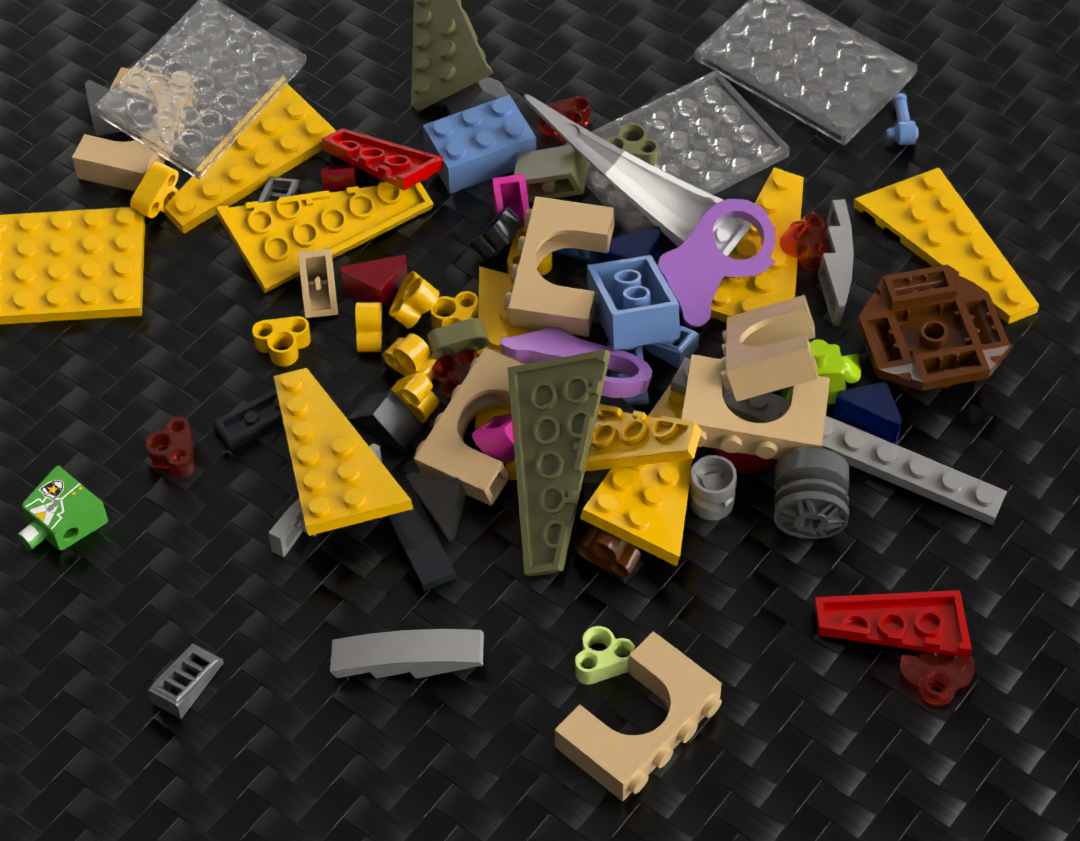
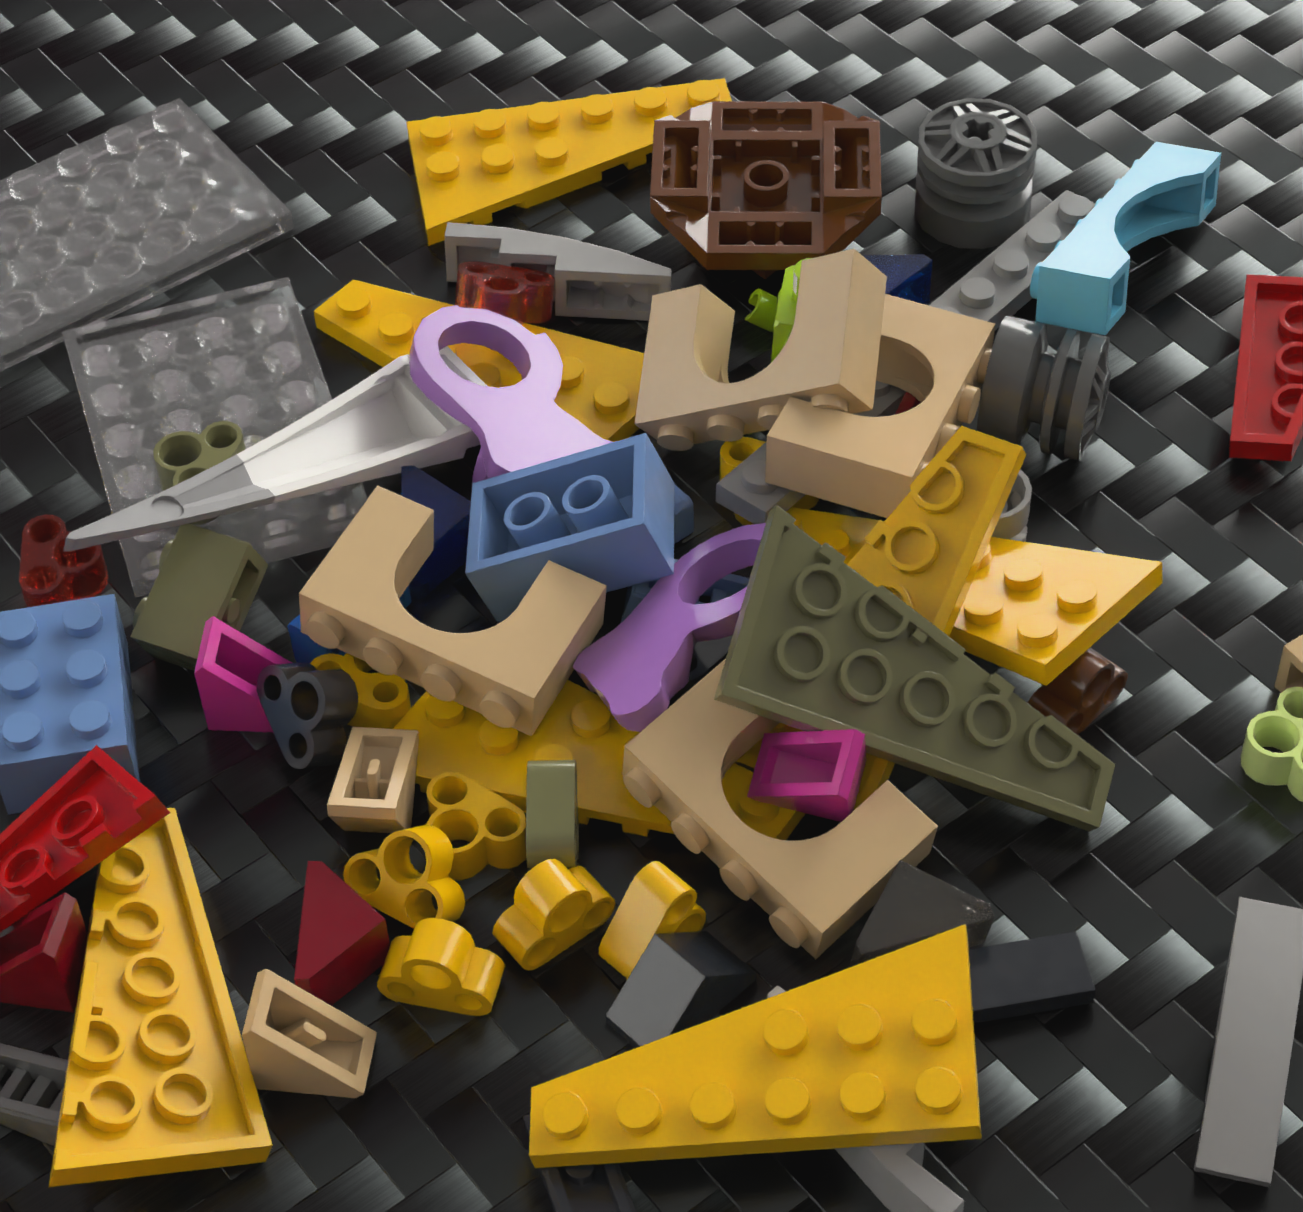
camera: 75 degrees left, 5 degrees down
(279, 333) = (400, 1134): yellow piece -> none
(448, 363) = (635, 826): clear red piece -> none
(460, 269) = (375, 781): none -> tan slope
(905, 131) = (311, 144): medium blue piece -> none
(987, 435) = (974, 172): none -> dark grey wheel
(1007, 533) = (1088, 271): none -> medium azure arch

